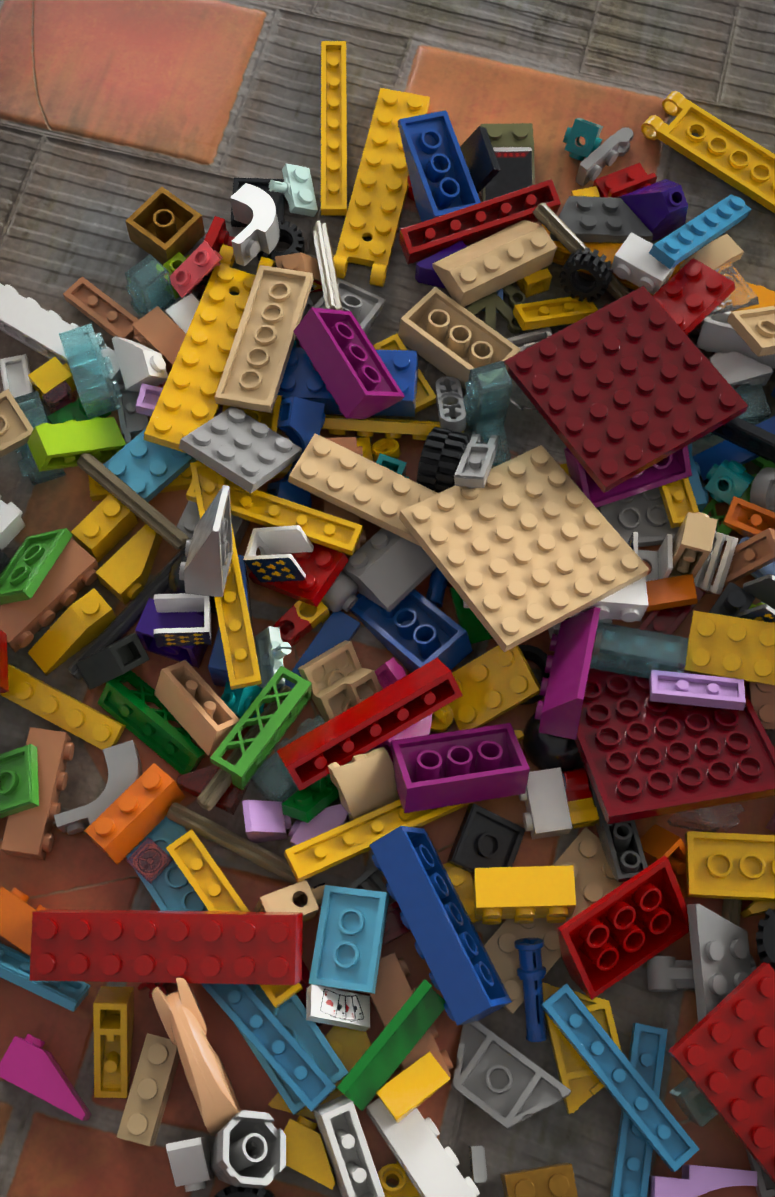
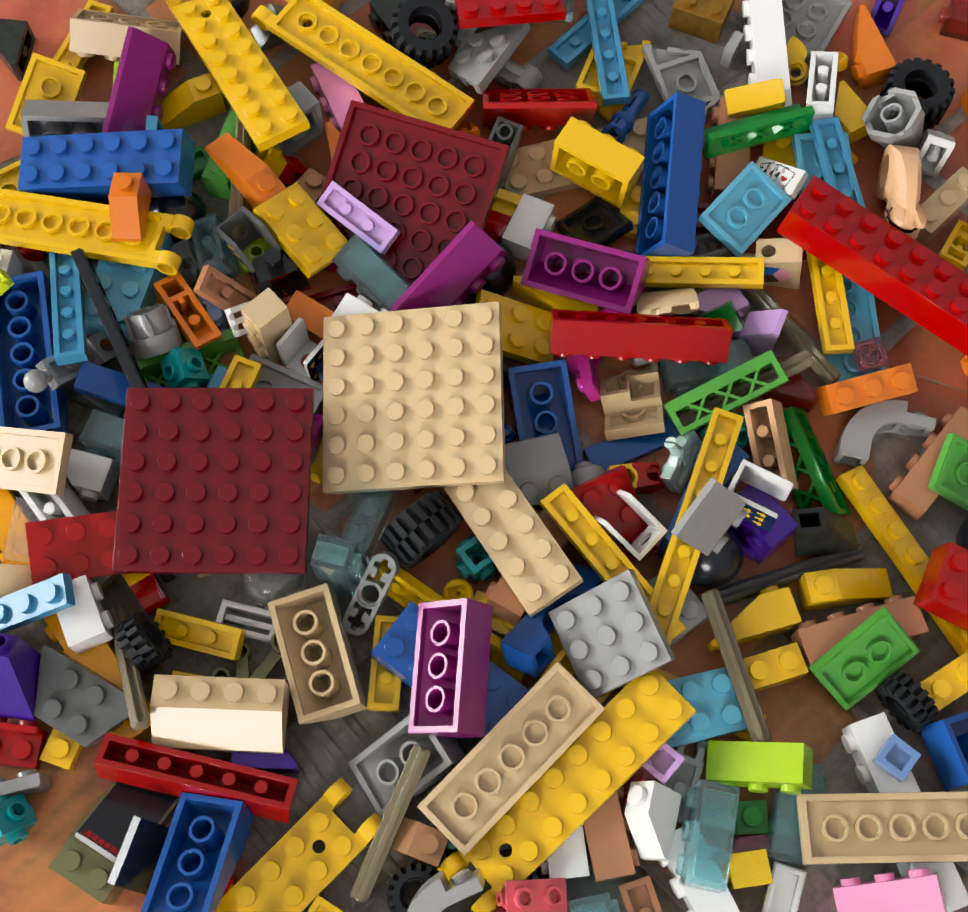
camera: 145 degrees left, 0 degrees up
(476, 462) = (400, 492): light grey hinge -> none

